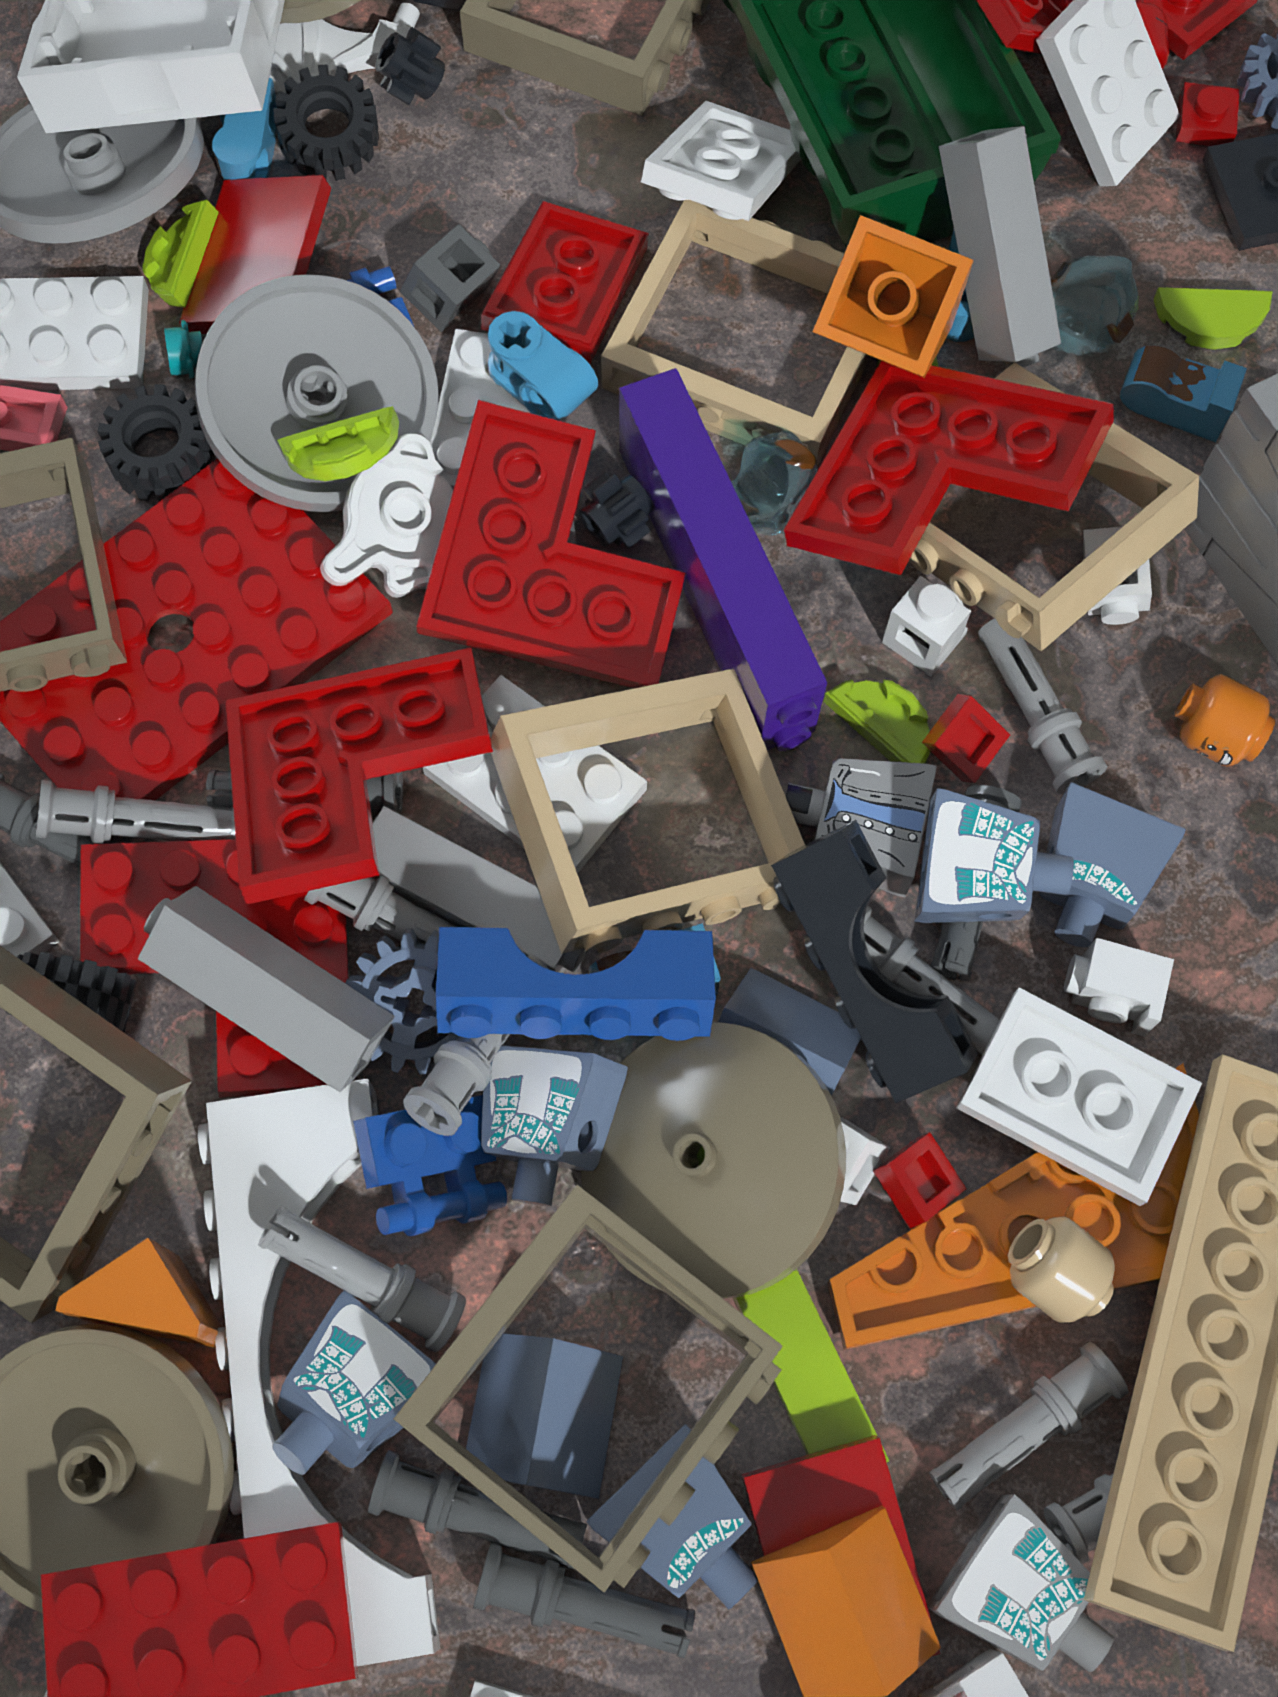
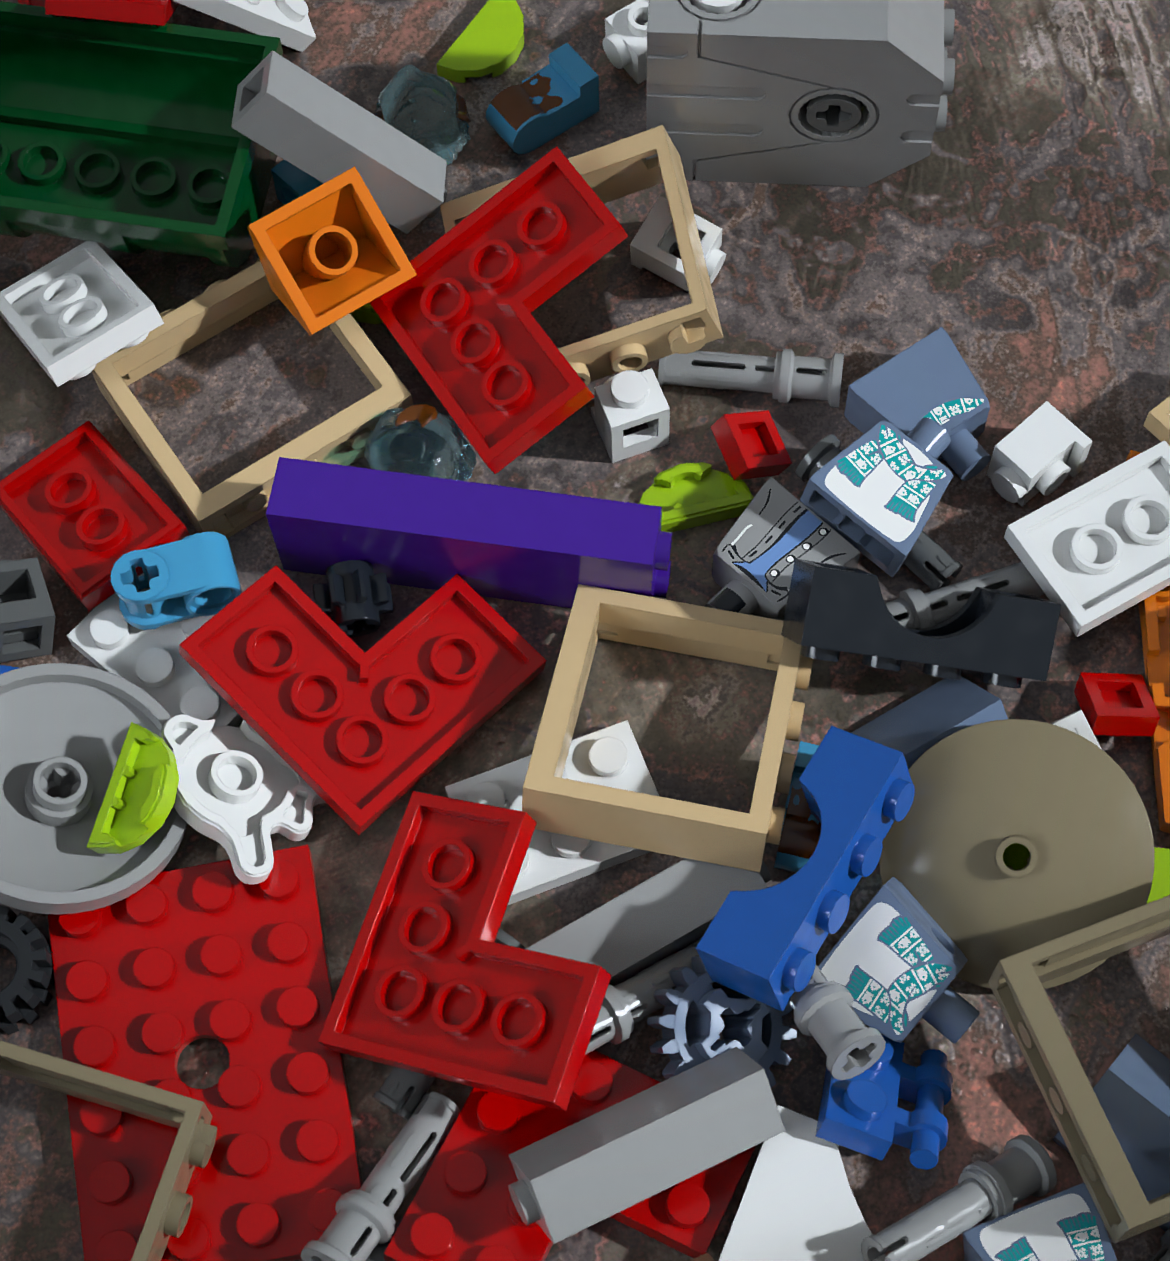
camera: 55 degrees left, 5 degrees down
(1225, 720) = (857, 247): orange head -> none

